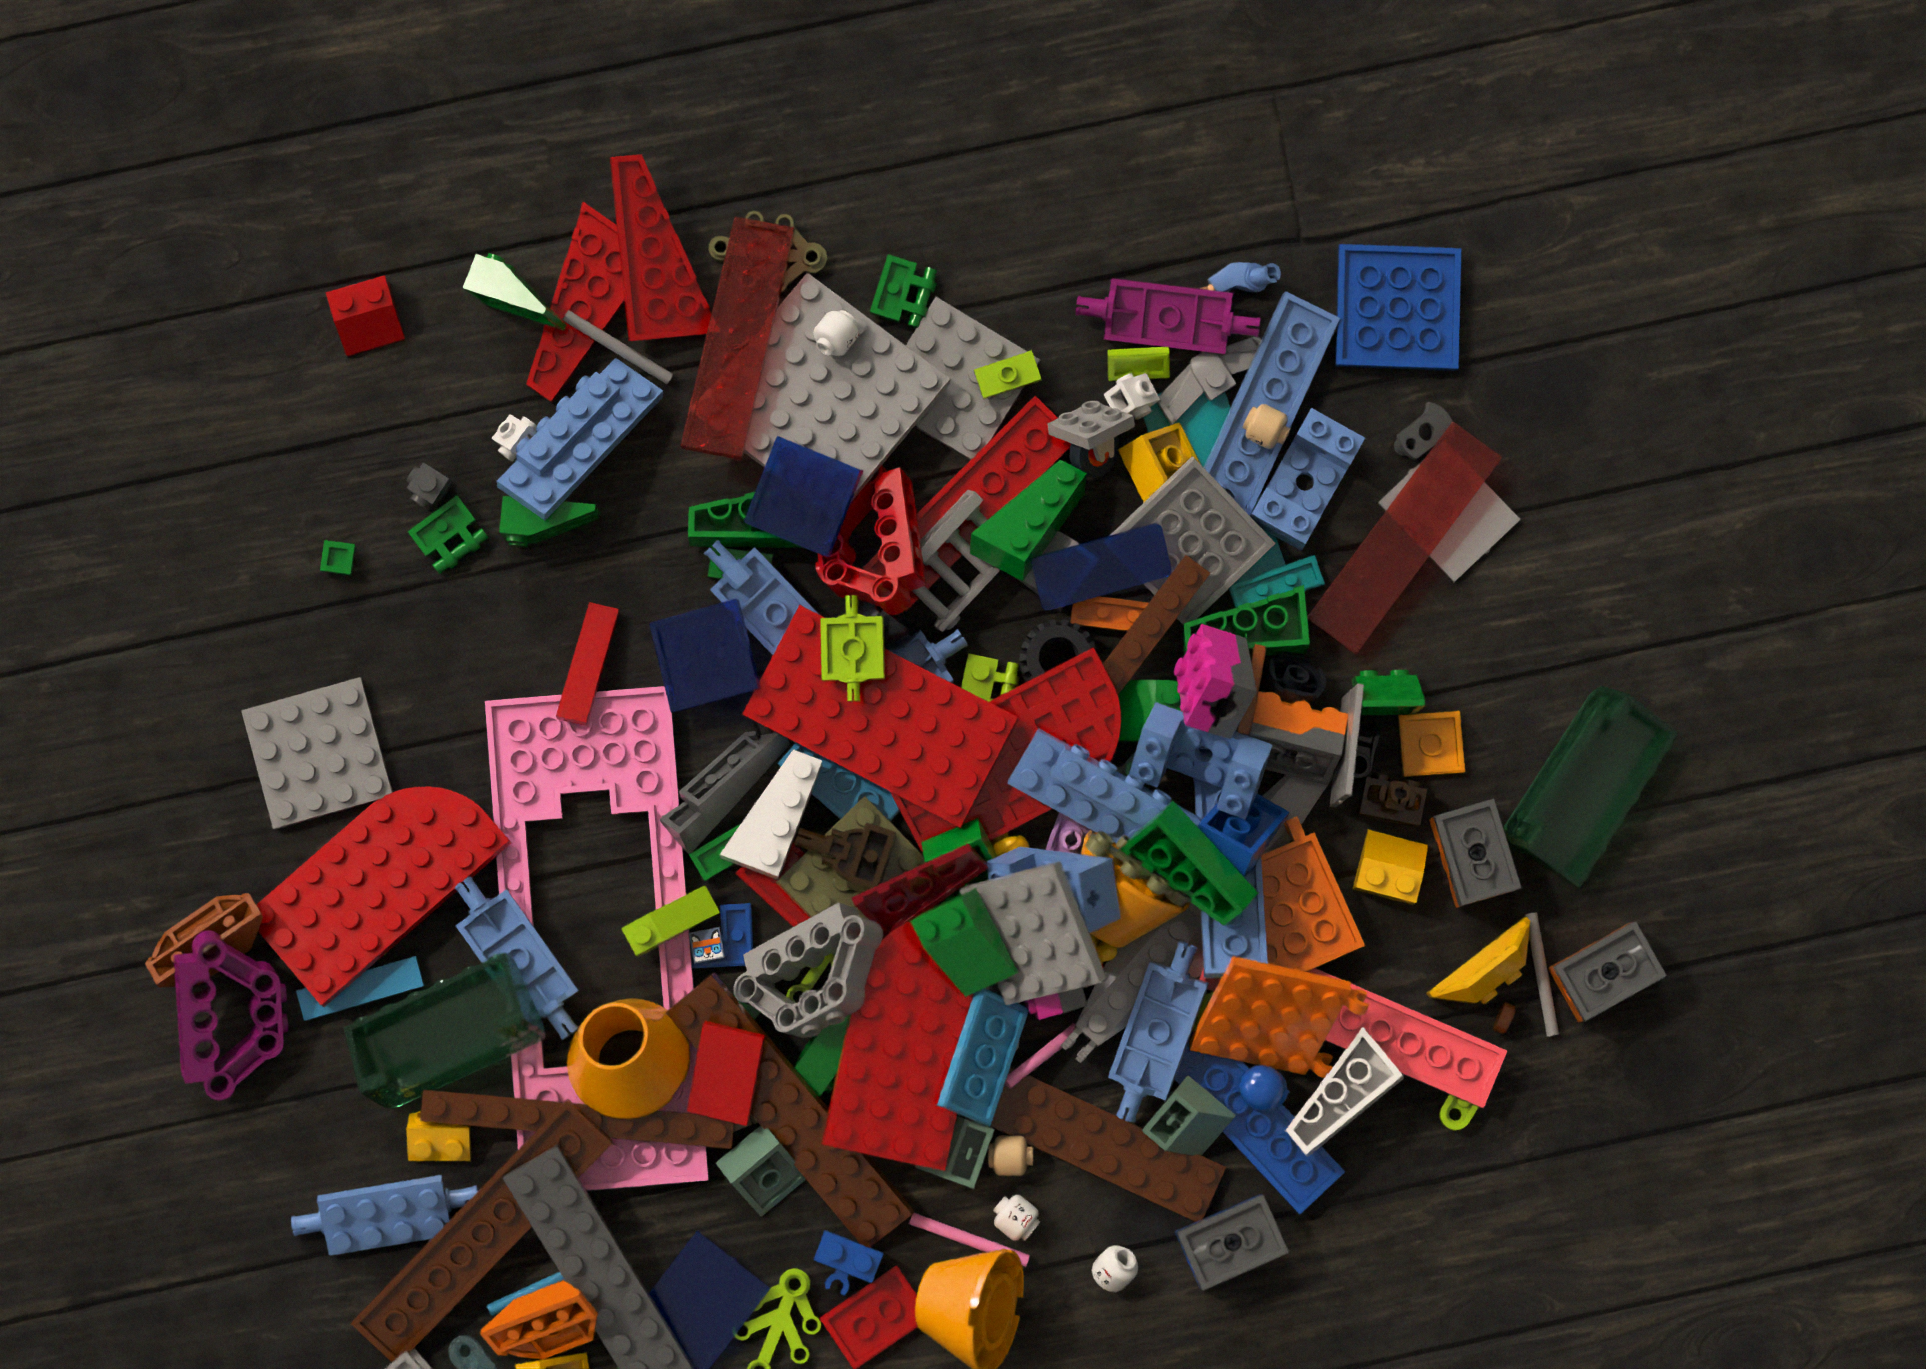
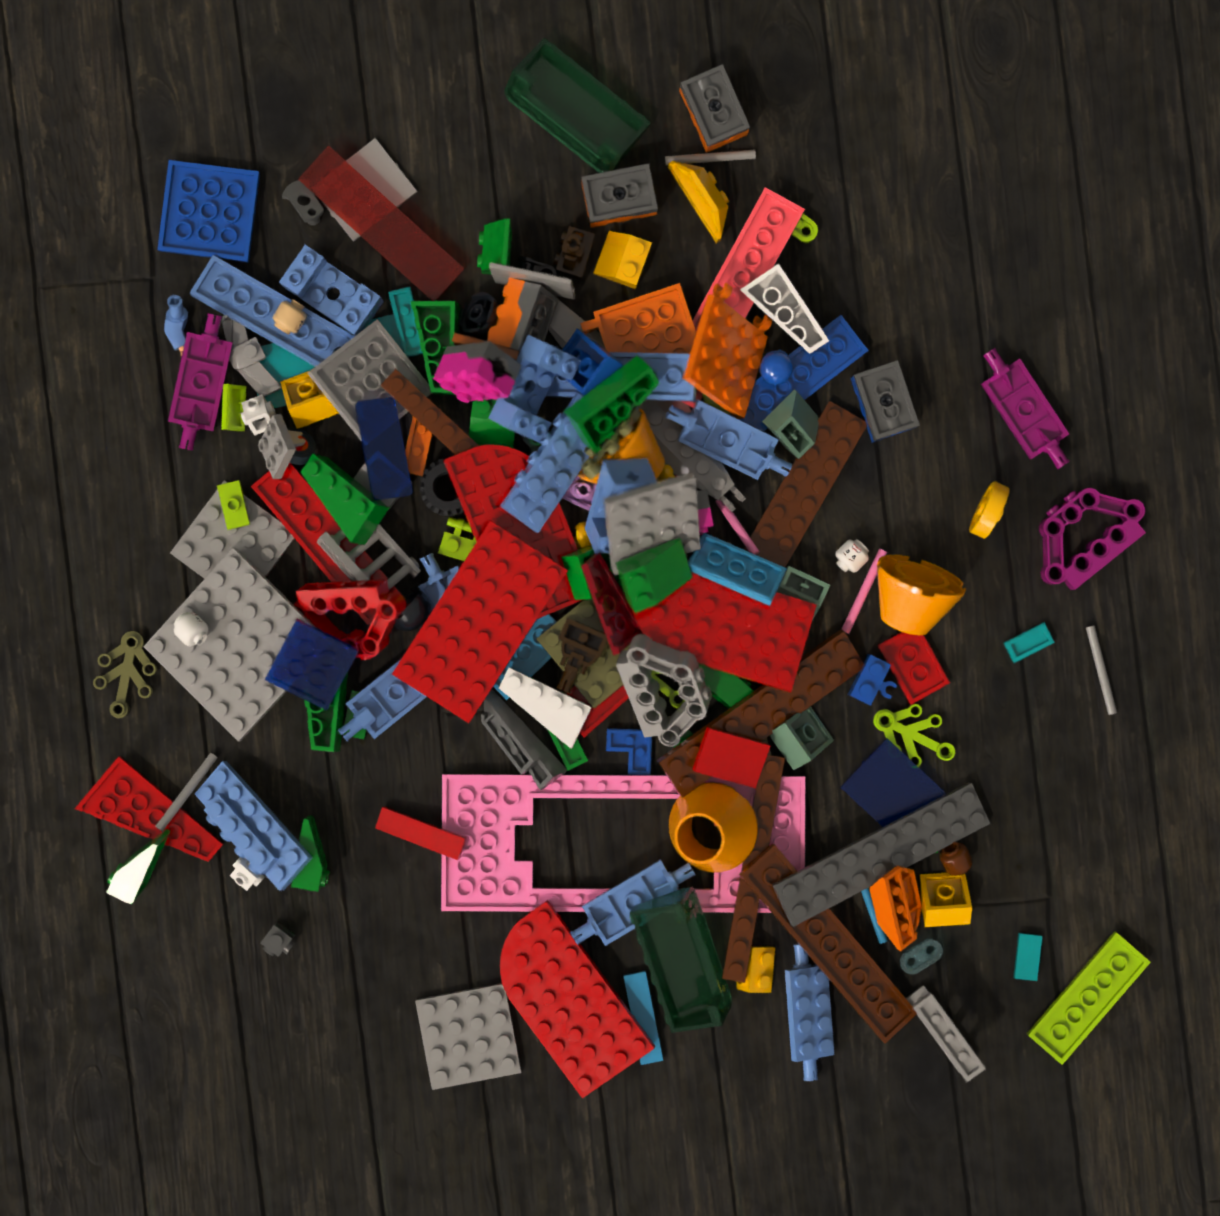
camera: 80 degrees left, 5 degrees up
(231, 916) = (599, 1129): dark orange wedge -> none
(245, 1055) = (684, 1103): magenta brick -> none
(338, 557) = (325, 1010): green plate -> none
(365, 315) = (146, 976): red slope -> none
(442, 527) = (310, 933): green plate -> none
(656, 273) = (134, 758): red wing -> none
(670, 921) = (615, 788): lime slope -> none
(704, 655) = (423, 746): clear blue plate -> none
(707, 945) = (635, 763): tile -> none
(737, 338) = (188, 702): clear red plate -> none
(852, 648) = (428, 637): lime plate -> none
(894, 289) = (161, 583): green plate -> none
(1010, 1155) = (807, 556): tan head -> none
(1115, 1268) = (895, 487): white head -> none
(1431, 744) = (535, 220): light orange tile -> none
(1504, 1018) = (740, 187): reddish brown tile -> none

